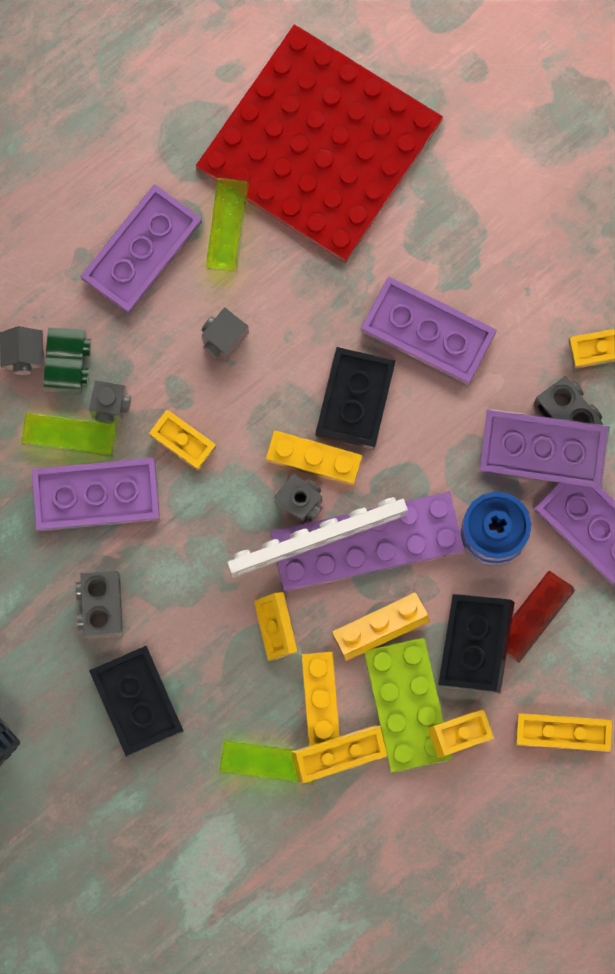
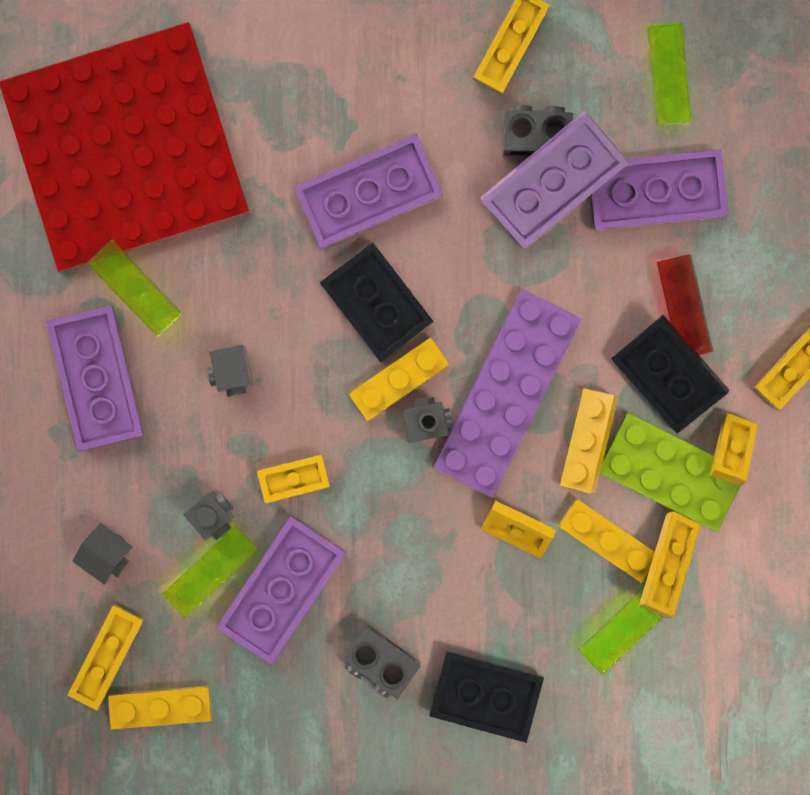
camera: 50 degrees left, 10 degrees up
(65, 360) = (142, 522): dark green brick -> none
(329, 532) = (478, 421): white plate -> none
(495, 510) = (601, 263): blue wheel -> none

